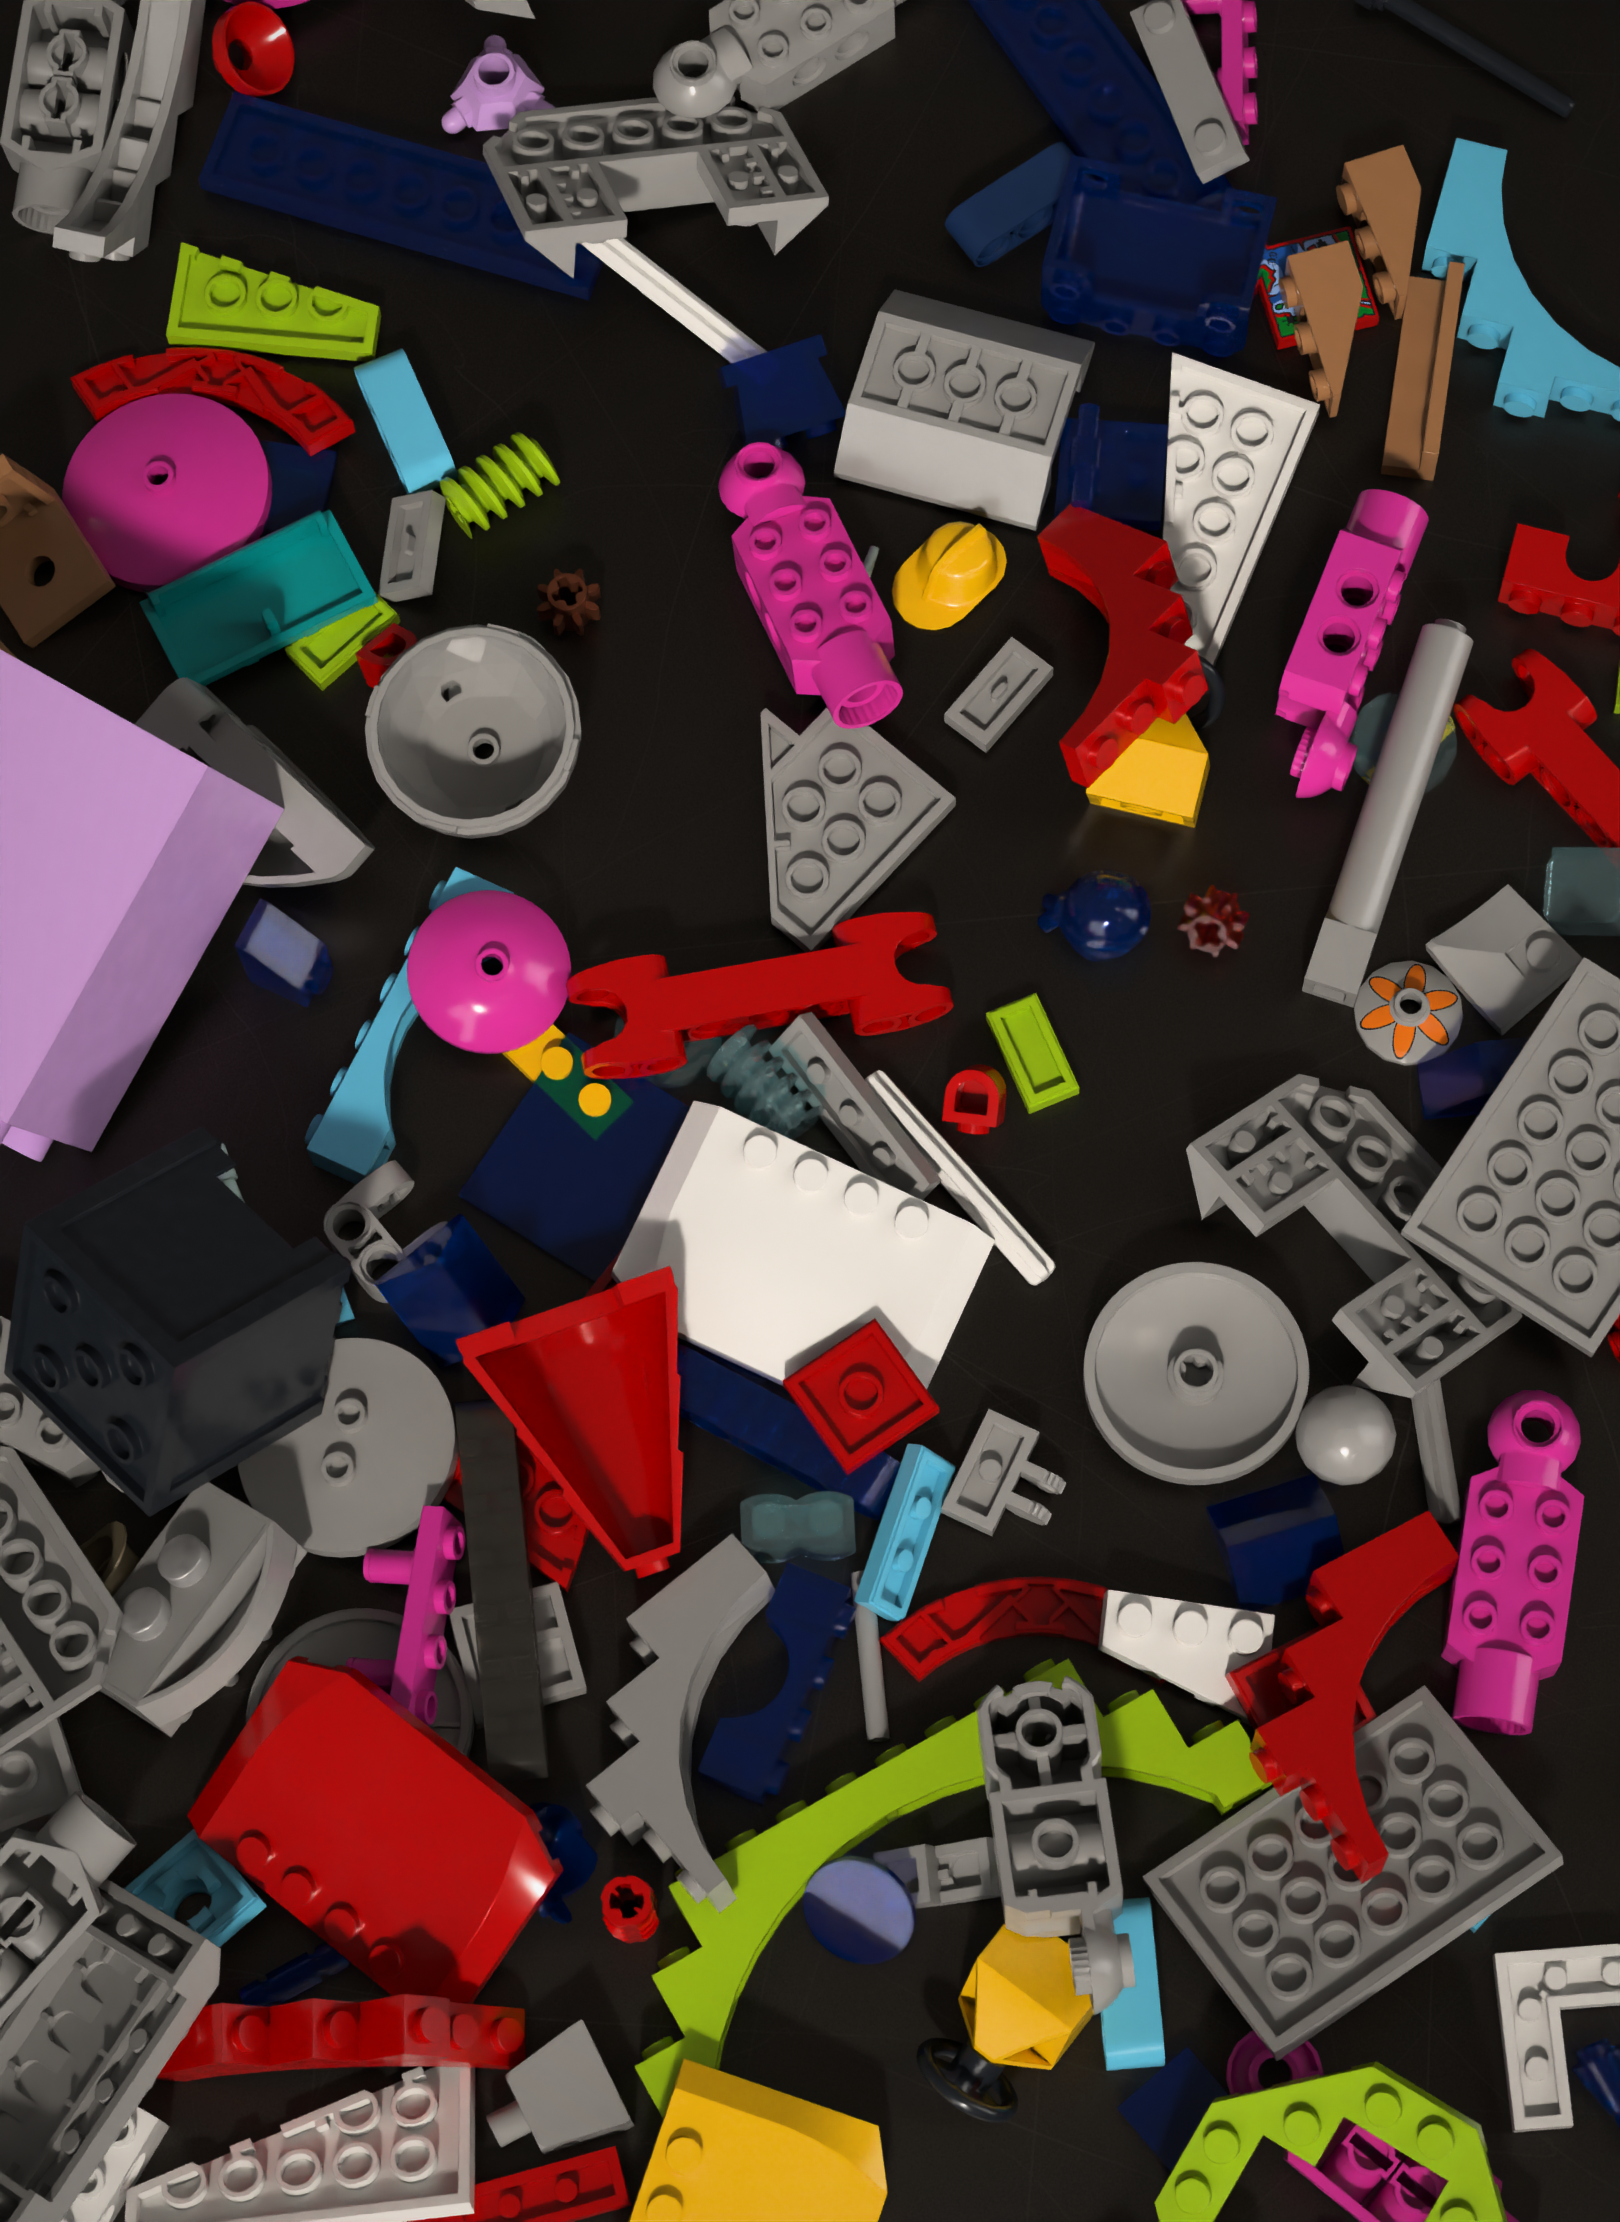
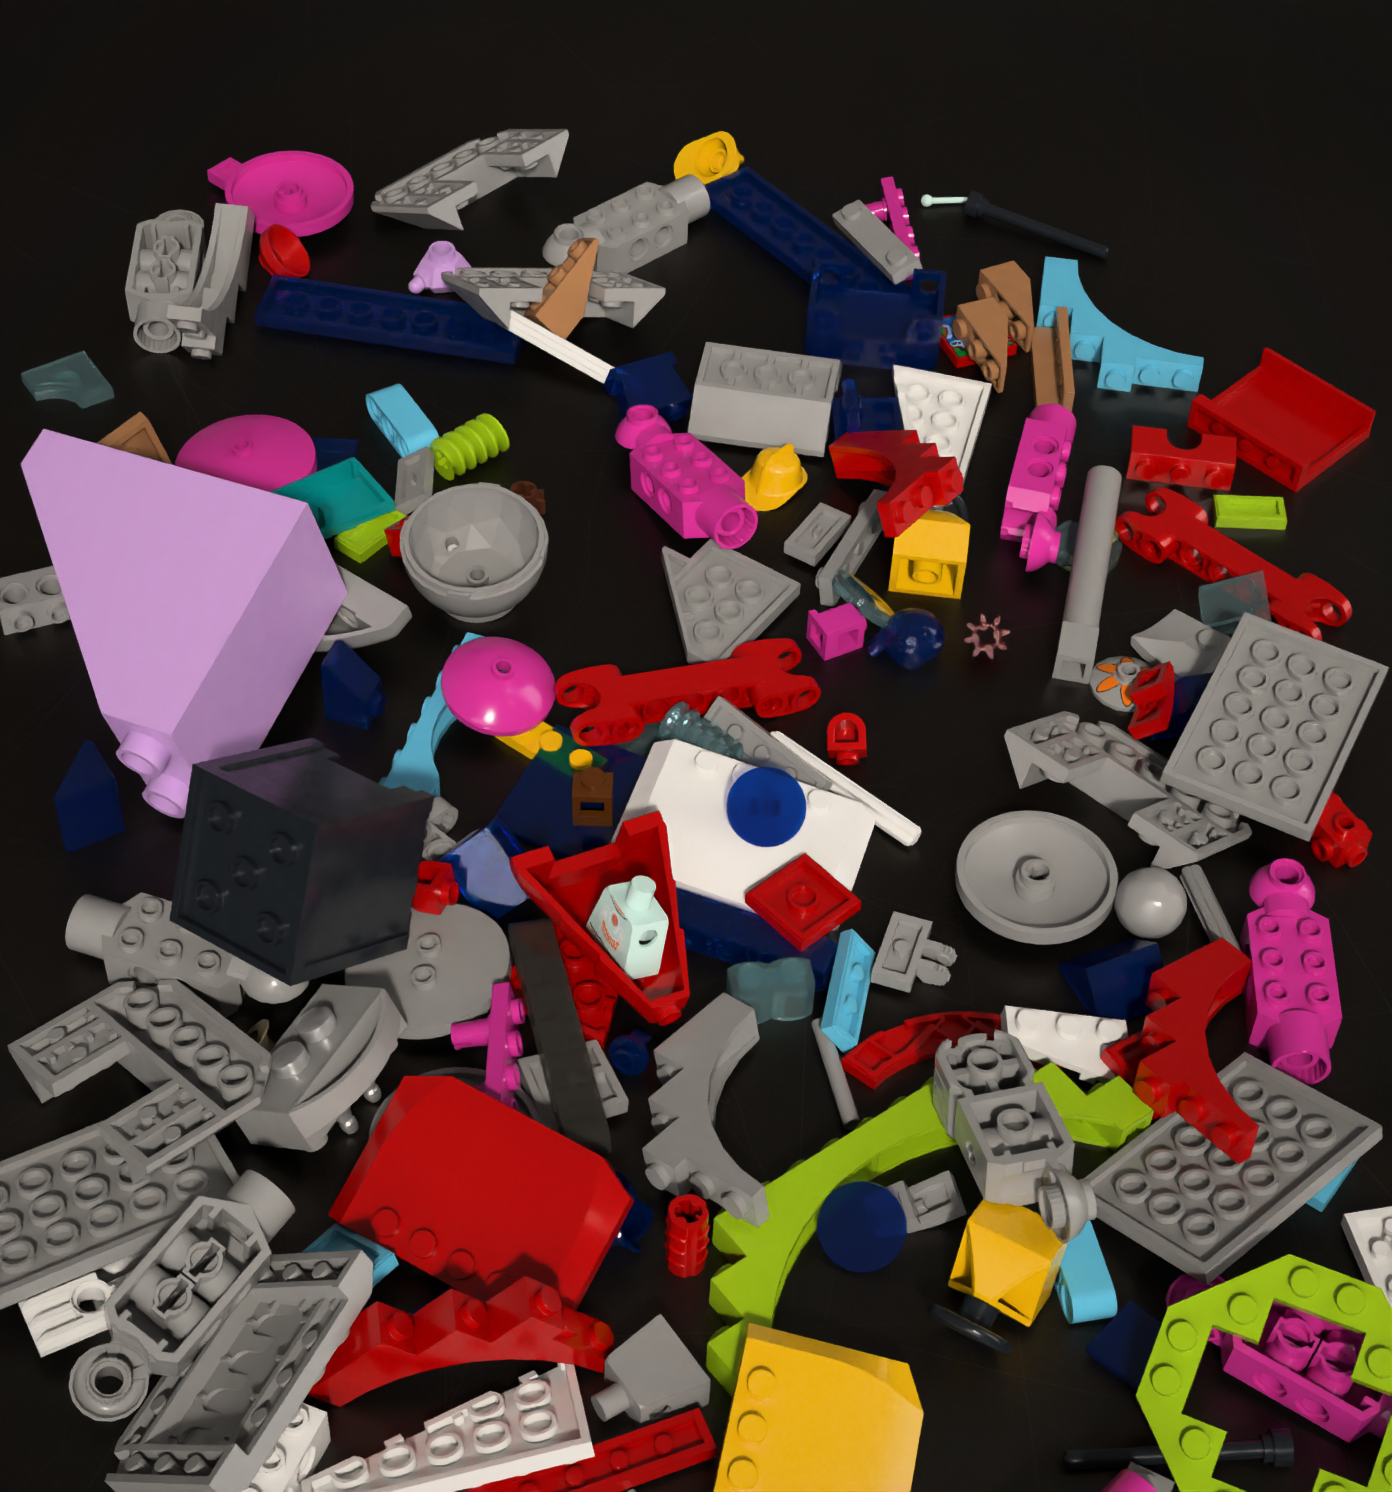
camera: 15 degrees left, 25 degrees down
(225, 378) = (304, 411): red tile -> none
(246, 310) = (307, 378): lime wing -> none
(364, 1330) = (435, 887): none -> red plate
(599, 1183) = (593, 787): none -> reddish brown brick
(600, 1608) = (629, 1052): none -> clear blue plate
(608, 1436) = (631, 926): none -> light aqua torso
(673, 189) = (566, 290): none -> medium nougat slope
(750, 1749) = (759, 1129): clear blue arch -> none
(828, 1247) = (766, 807): none -> clear blue piece
(996, 889) = (836, 630): none -> dark pink brick
(1008, 787) = (852, 548): none -> light grey plate
(1011, 207) = (776, 306): dark blue beam -> none
(1032, 1053) = (881, 719): lime tile -> none
(1042, 840) = (862, 596): none -> clear light blue tile
(1435, 1062) = (1154, 700): none -> red slope

